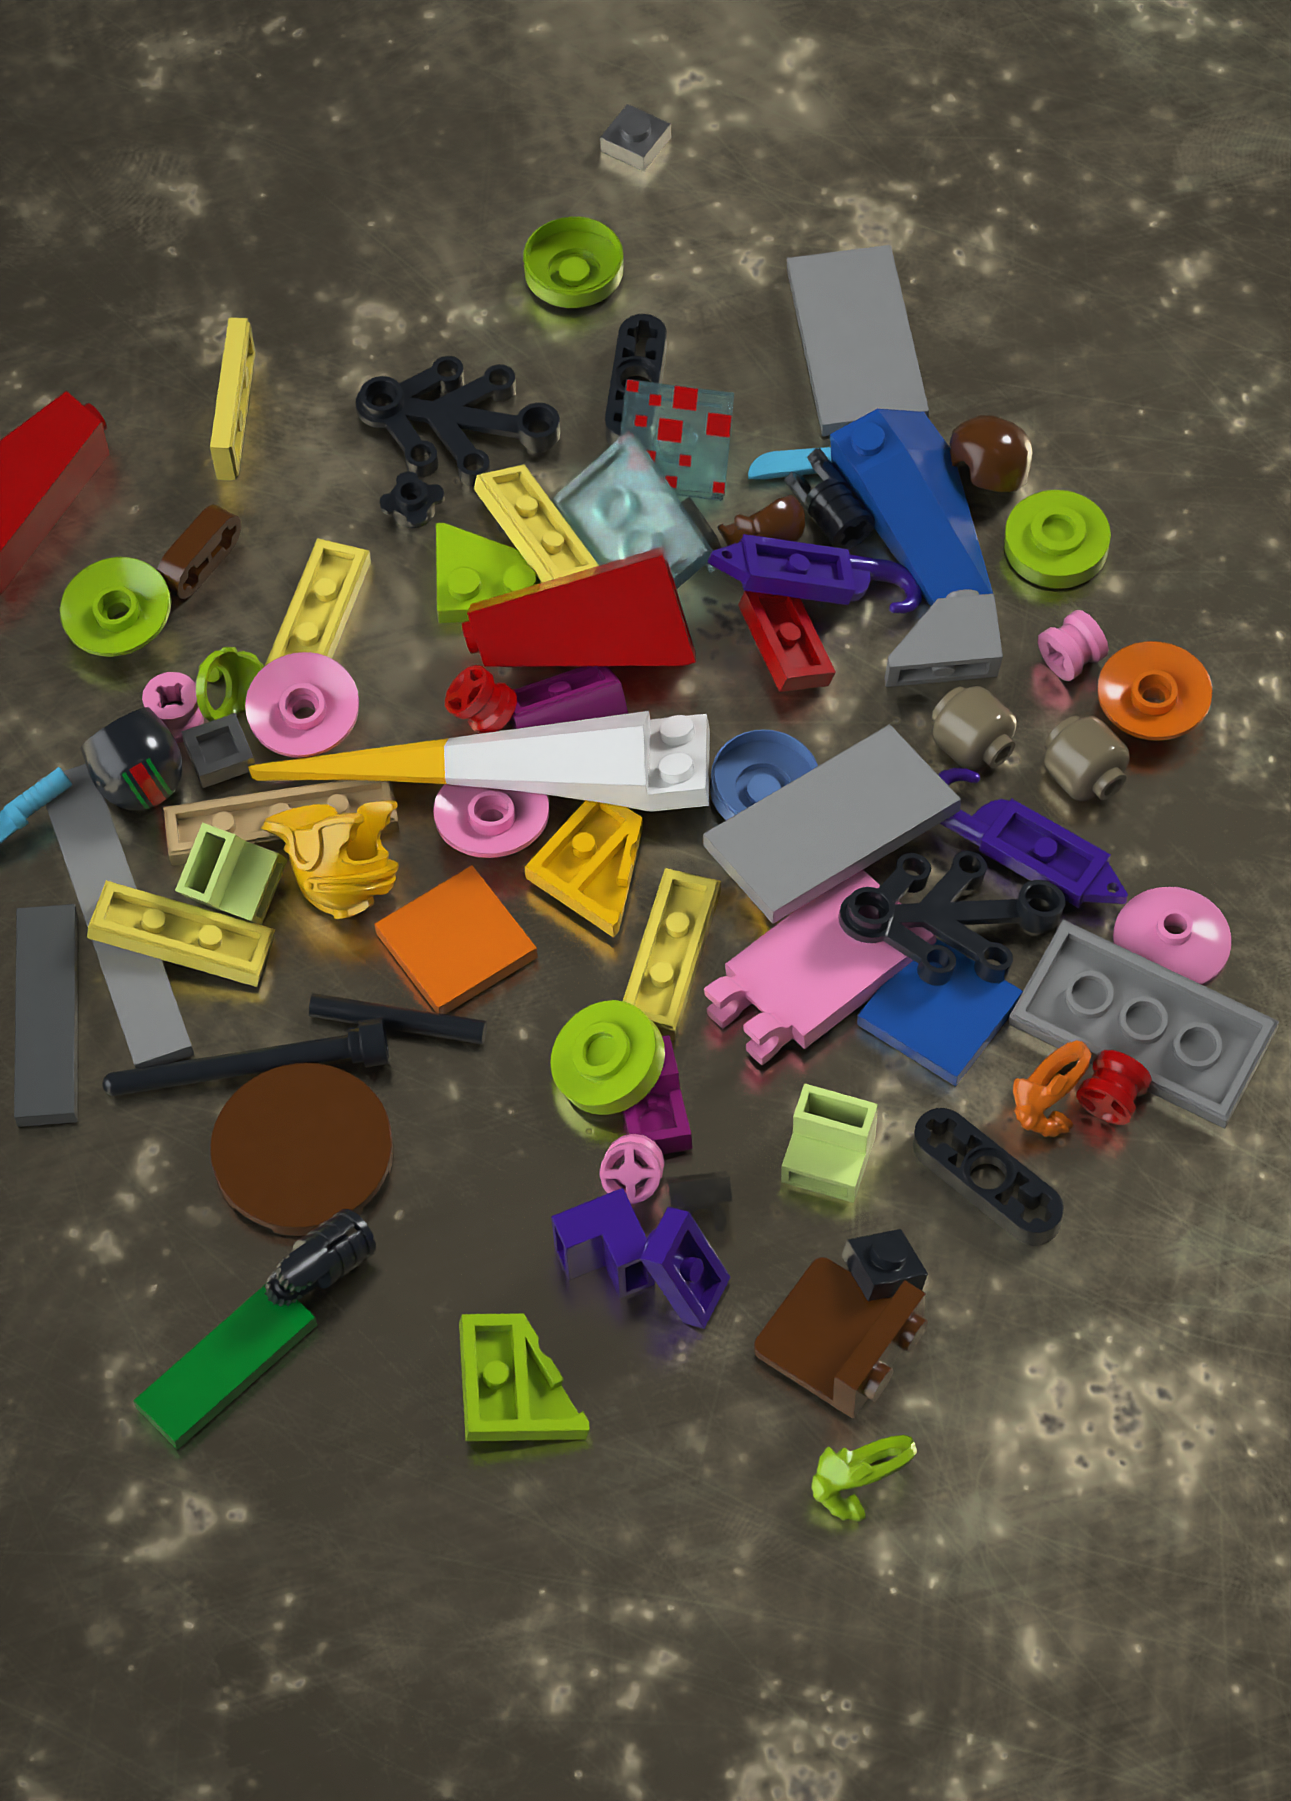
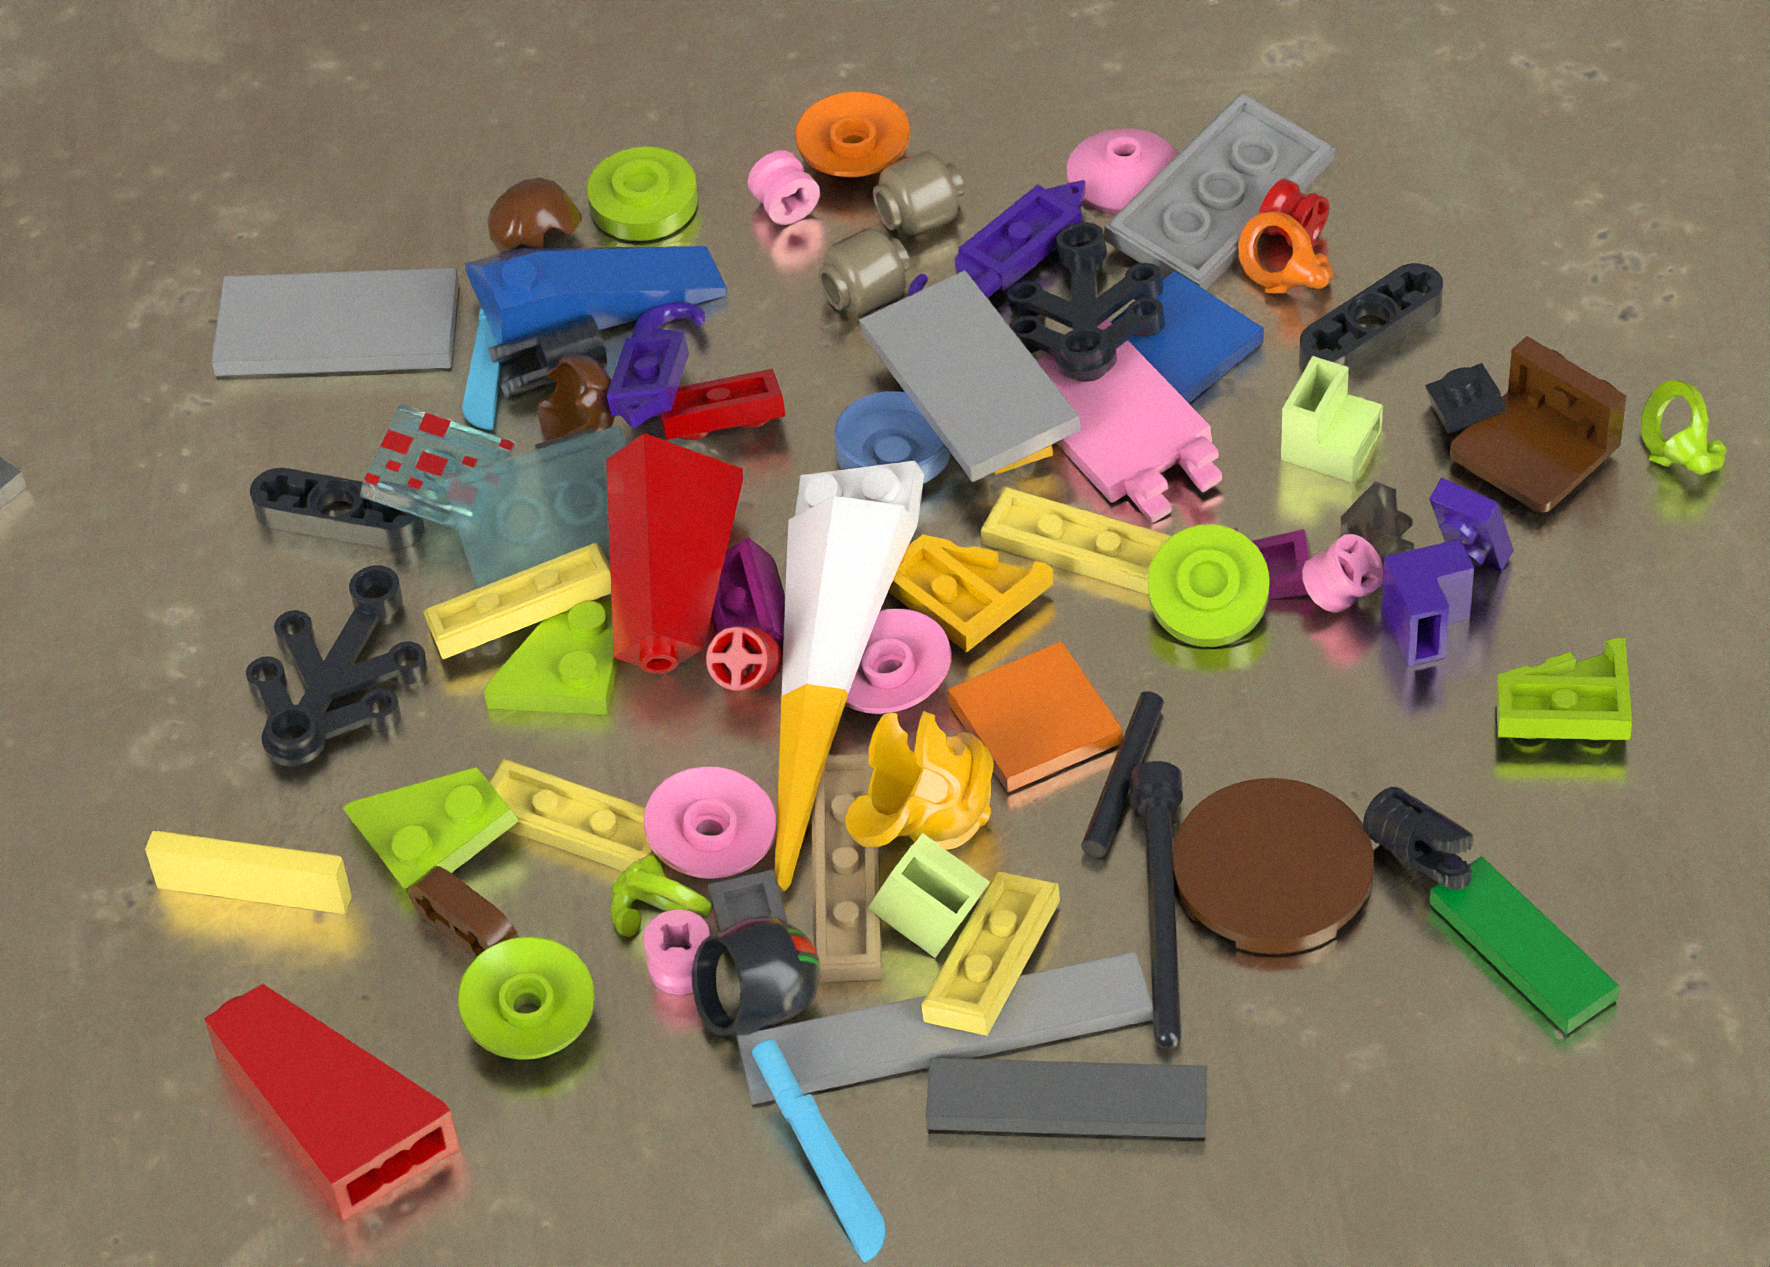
camera: 80 degrees left, 10 degrees down
(289, 512) = (432, 823): none -> lime wing
(412, 512) = (446, 729): black plate -> none
(573, 262) = (149, 547): lime piece -> none
(949, 643) = (758, 272): light grey slope -> none

